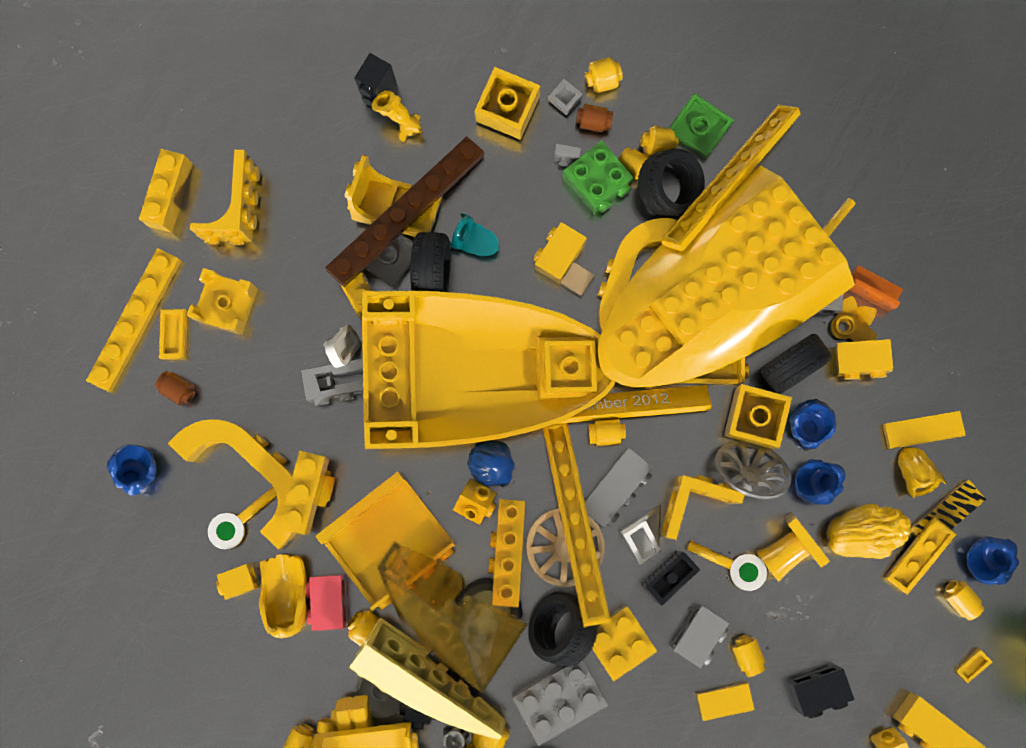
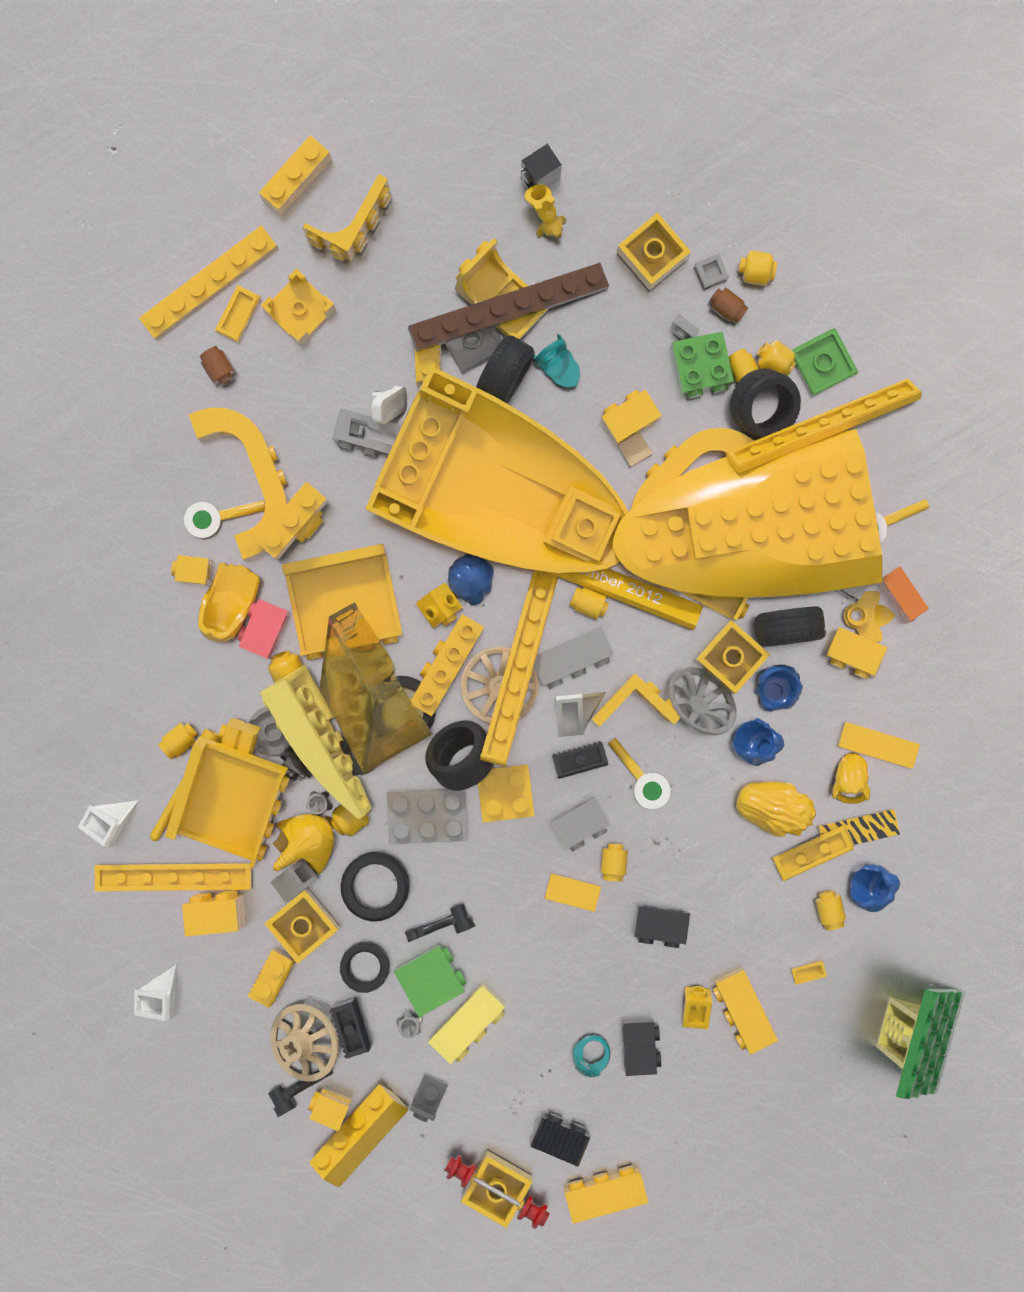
camera: 20 degrees right, 5 degrees up
(132, 468) = (145, 421): blue hair -> none
(791, 550) = (699, 789): yellow plant -> none

